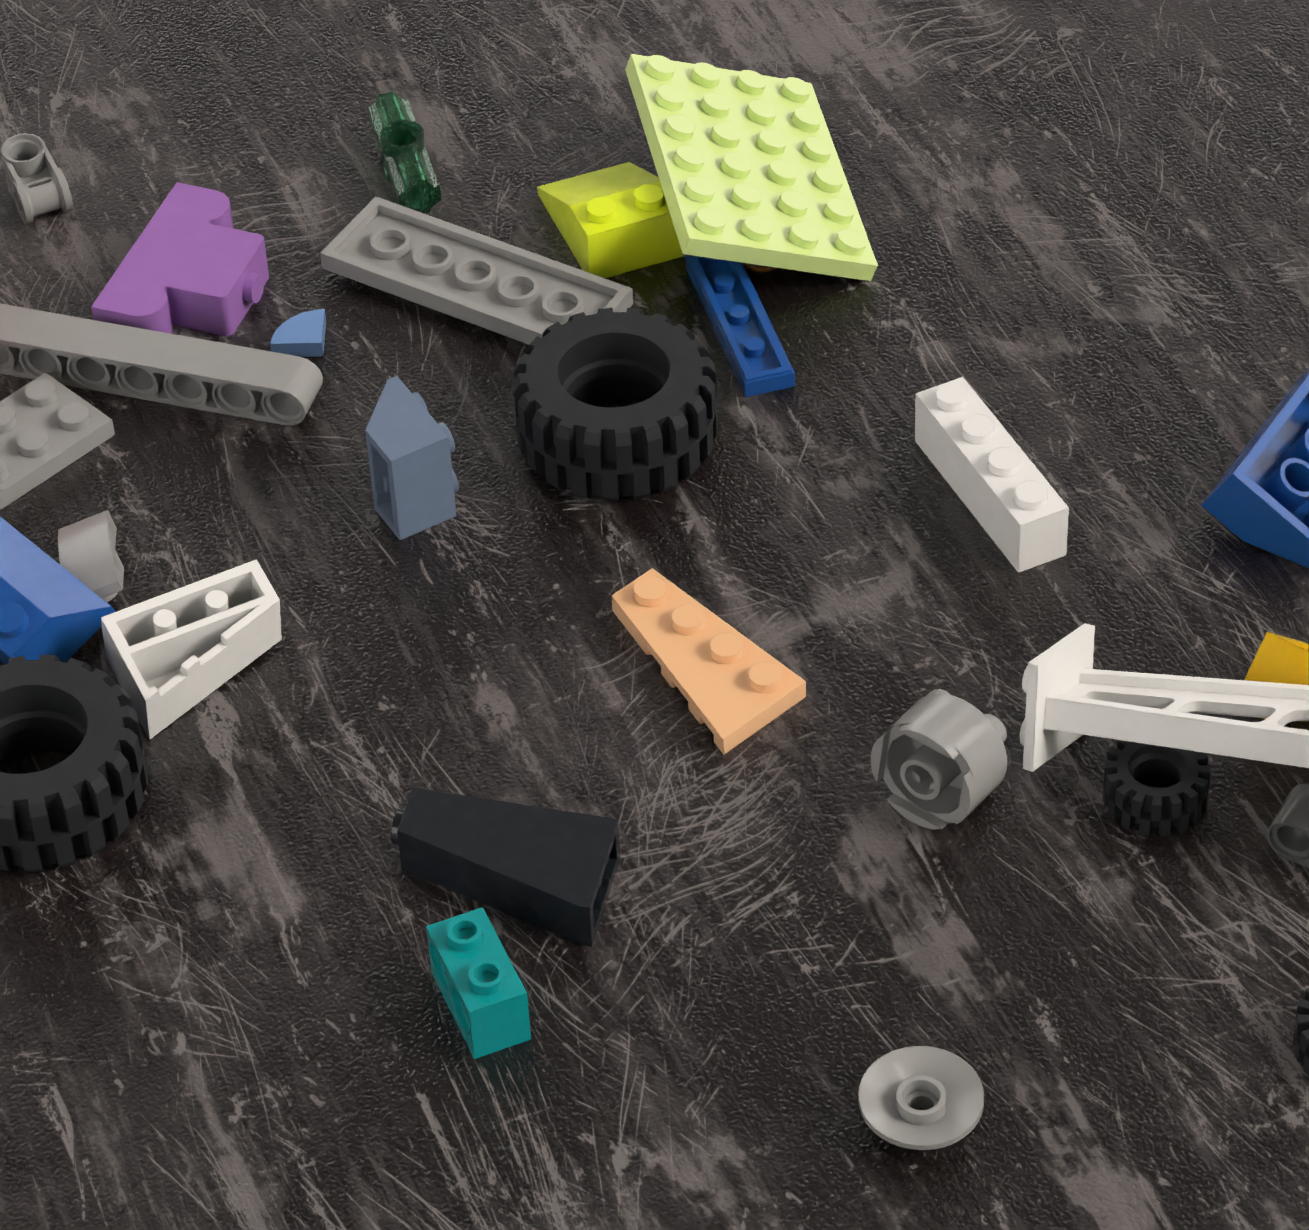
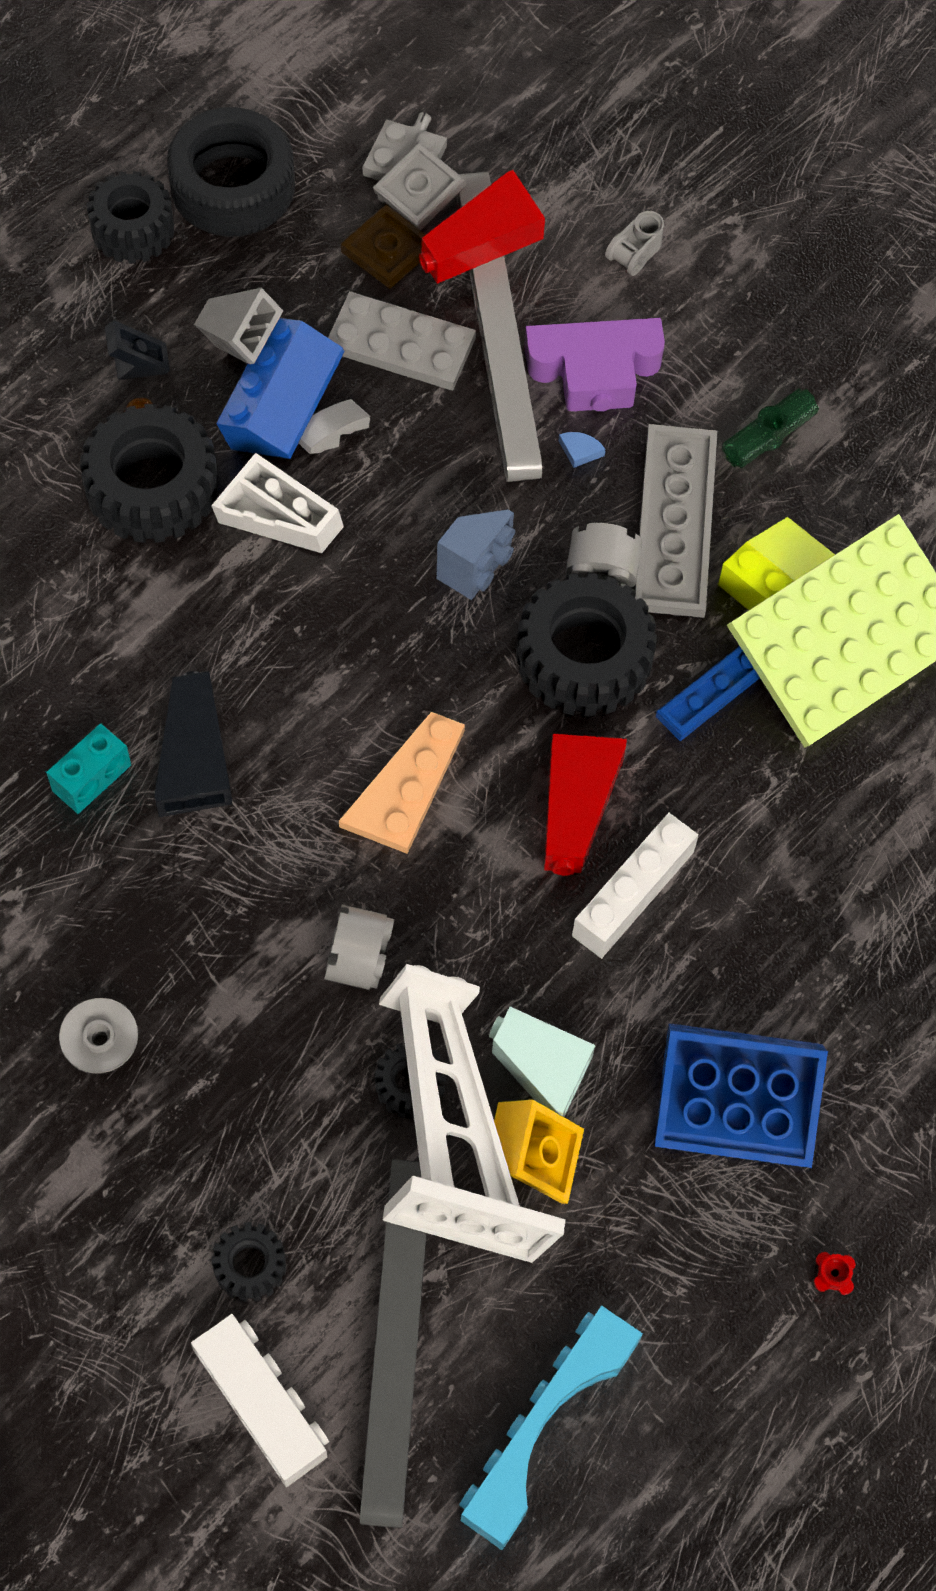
camera: 60 degrees right, 20 degrees up
(492, 342) = (606, 552): none -> light grey brick
(831, 492) = (578, 792): none -> red slope
(1194, 632) = (541, 1058): none -> light aqua slope

